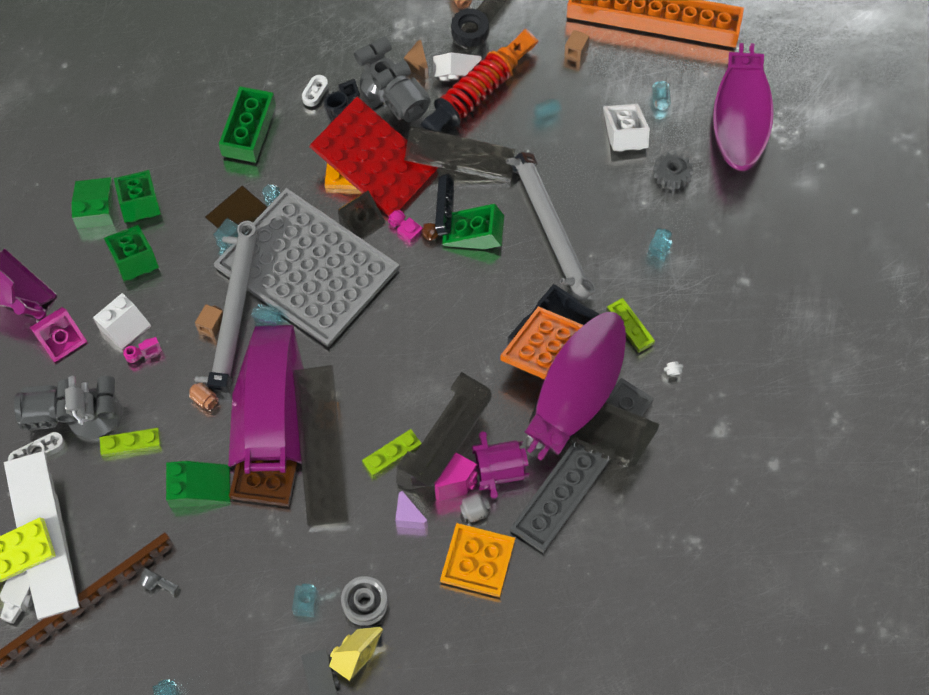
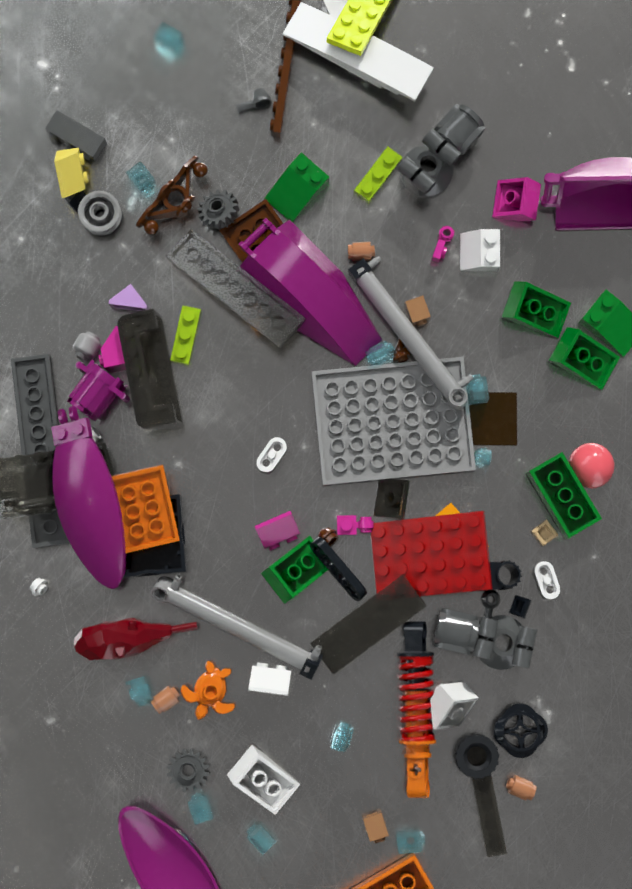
camera: 135 degrees right, 20 degrees up
(48, 439) = (435, 94): white beam -> none
(79, 401) = (426, 152): light grey piece -> none
(206, 132) = (592, 465): none -> coral piece
(252, 301) = (401, 354): none -> reddish brown plate
(261, 518) = (218, 209): none -> dark grey gear
(285, 119) = (544, 533): none -> tan tile
(295, 541) = (168, 191): none -> reddish brown piece
(414, 314) = (271, 455): none -> white plate
(416, 60) = (493, 686): medium nougat slope -> none
(427, 29) = (520, 751): none -> black piece
(460, 262) = (277, 530): none -> dark pink slope
(477, 560) = (51, 312): light orange plate -> none
(562, 174) = (270, 679): none -> white slope
(563, 20) = (404, 847): none -> clear light blue brick
(611, 202) = (209, 691): none -> orange animal
(635, 330) = (102, 595): lime plate -> none
(641, 280) = (124, 638): none -> dark red piece
(647, 223) = (165, 699): none -> nougat brick
(686, 141) = (200, 808): none -> clear light blue brick

